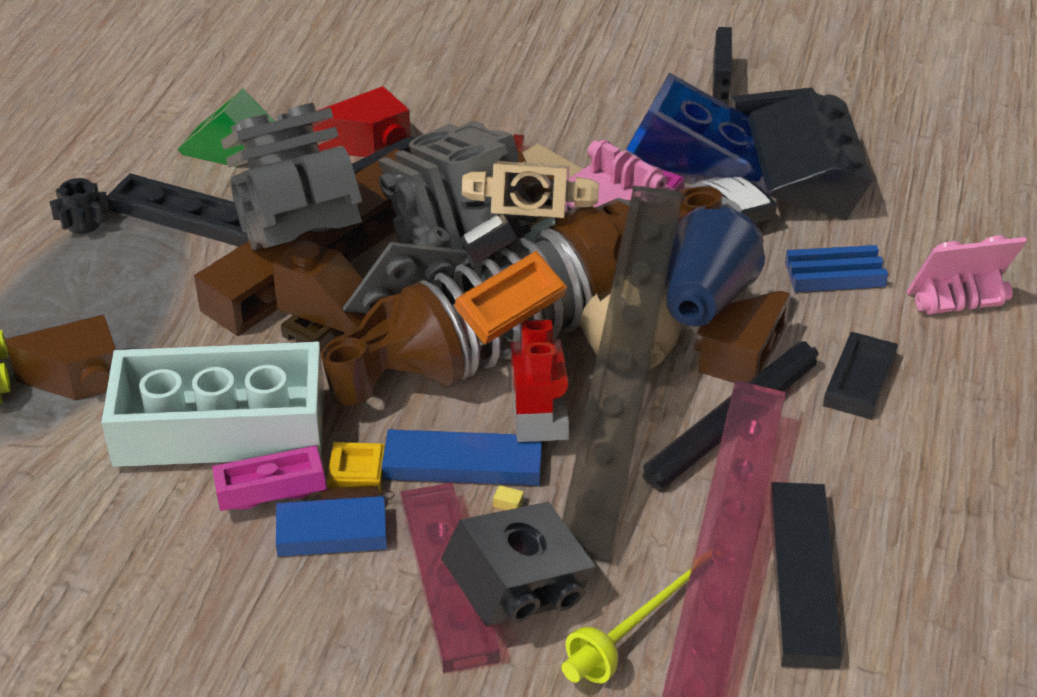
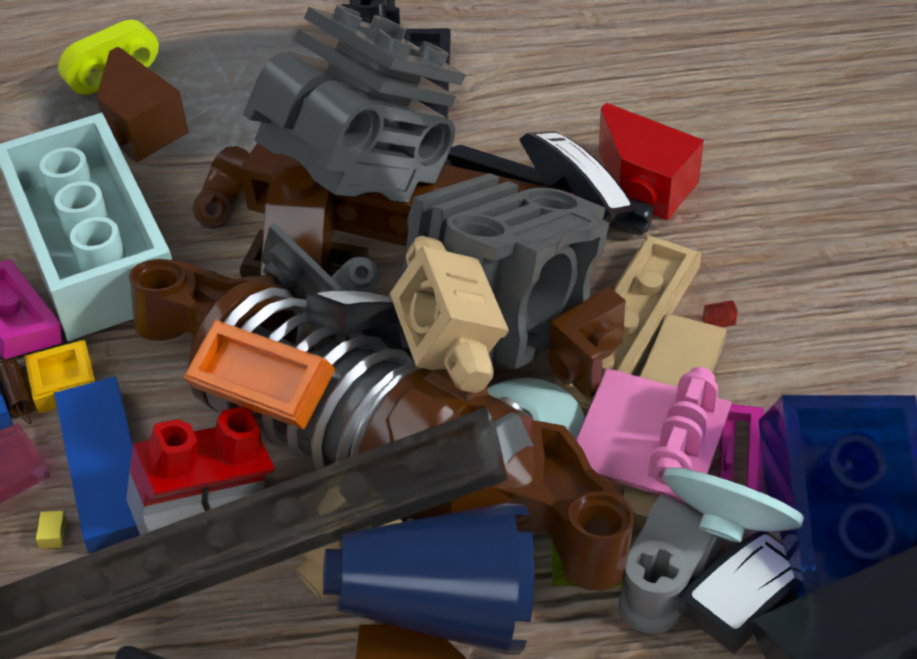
camera: 70 degrees right, 5 degrees up
(205, 325) = (220, 188): none -> reddish brown piece
(206, 138) = (554, 67): green slope -> none
(372, 144) = (568, 164): none -> black slope
(704, 162) = (730, 506): none -> light aqua dish

